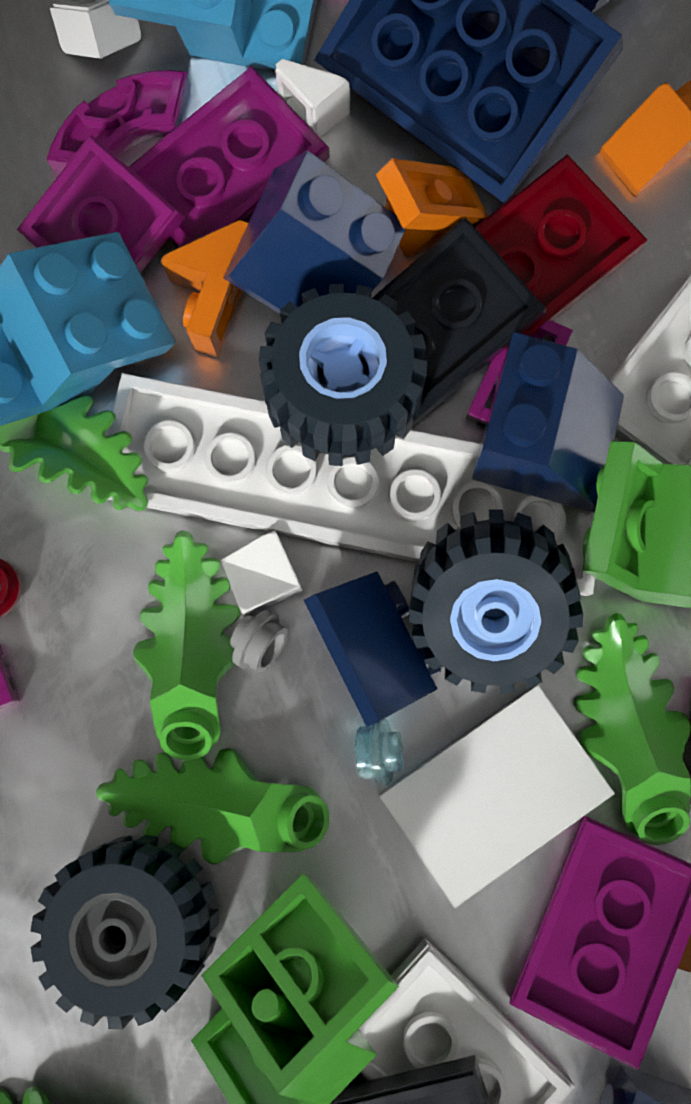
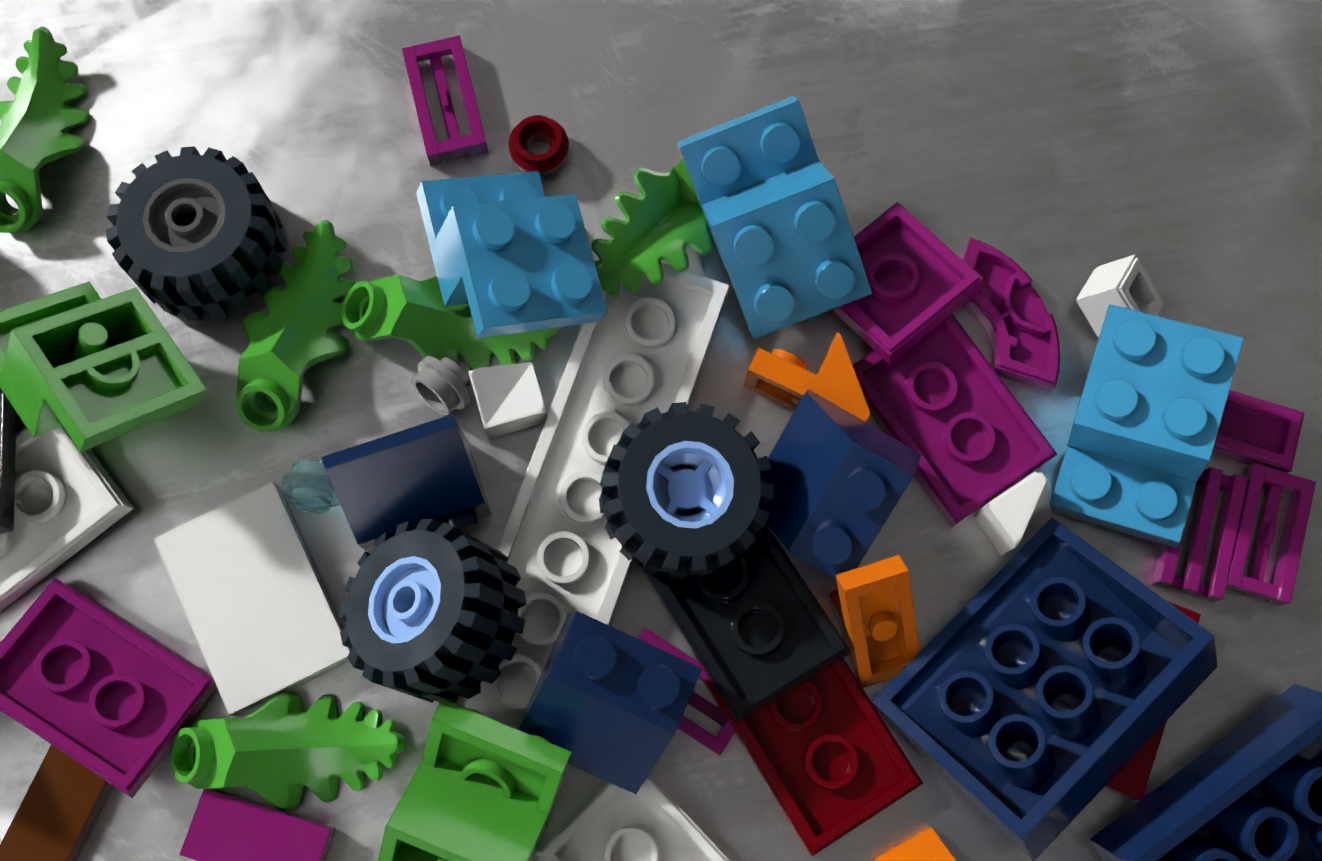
camera: 90 degrees right, 5 degrees down
(114, 583) = (511, 253): none -> dark azure bracket

